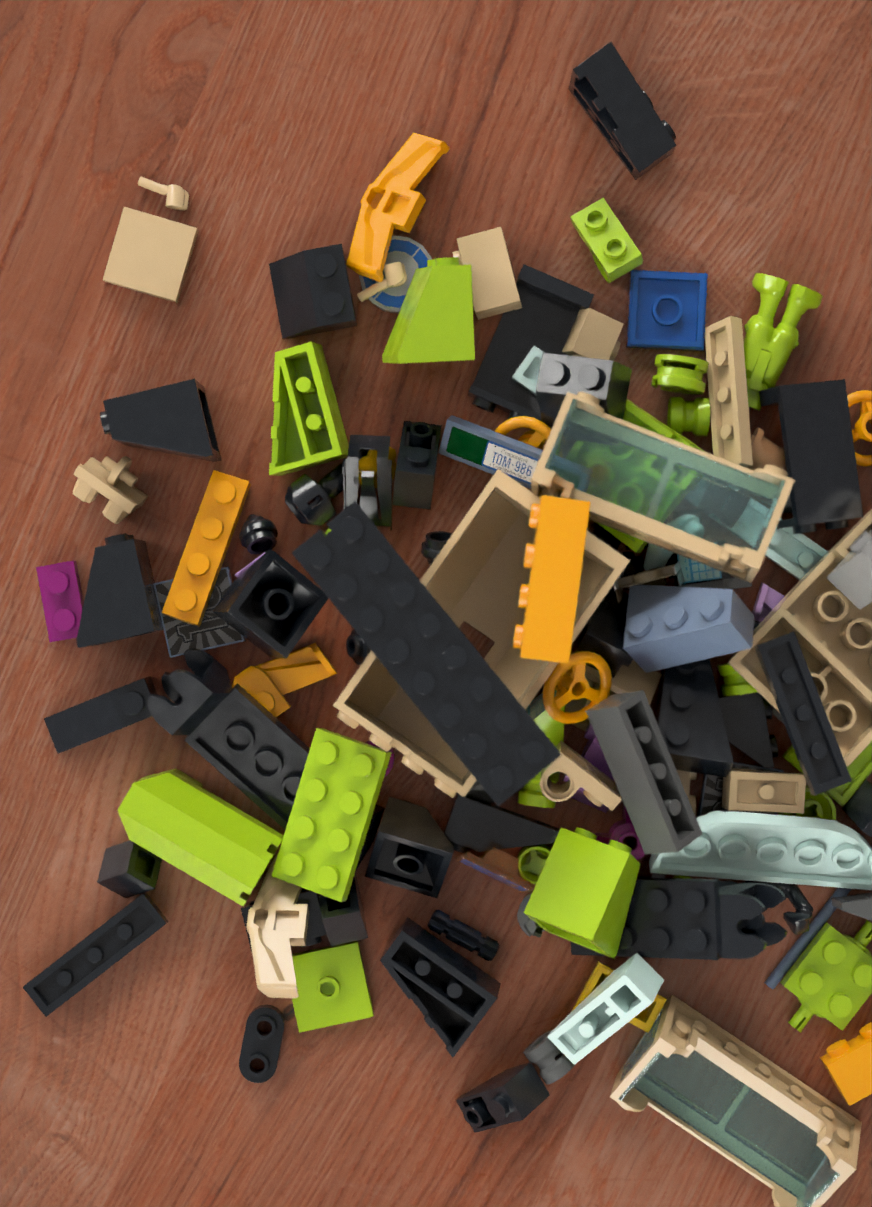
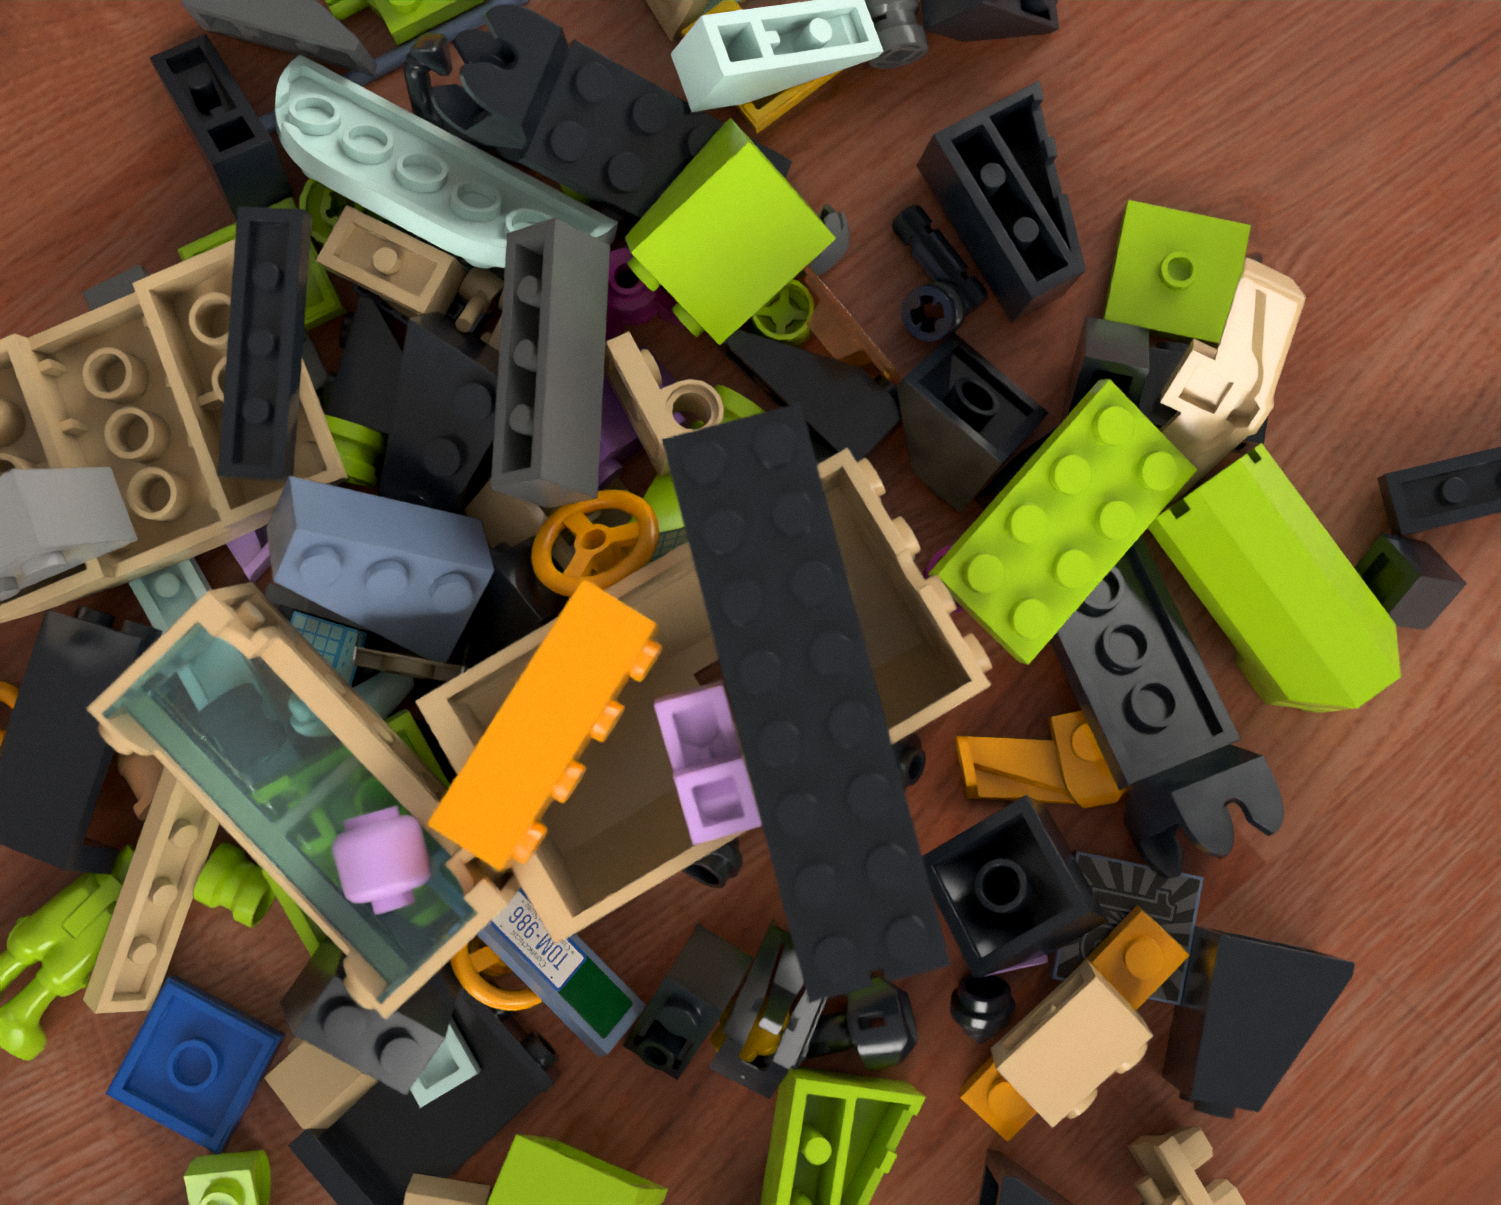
camera: 150 degrees left, 5 degrees down
(61, 599) = (1335, 1057): magenta plate -> none
(101, 715) = (1349, 838): black slope -> none
(204, 537) = (1071, 1045): none -> tan brick
(261, 1044) = (1315, 231): black plate -> none
(454, 892) = (915, 318): none -> black bush
(462, 598) = (707, 762): none -> lavender slope
(609, 470) = (382, 859): none -> lavender head
(679, 374) = (218, 957): lime wheel -> none
(709, 800) = (479, 289): none -> tan hand

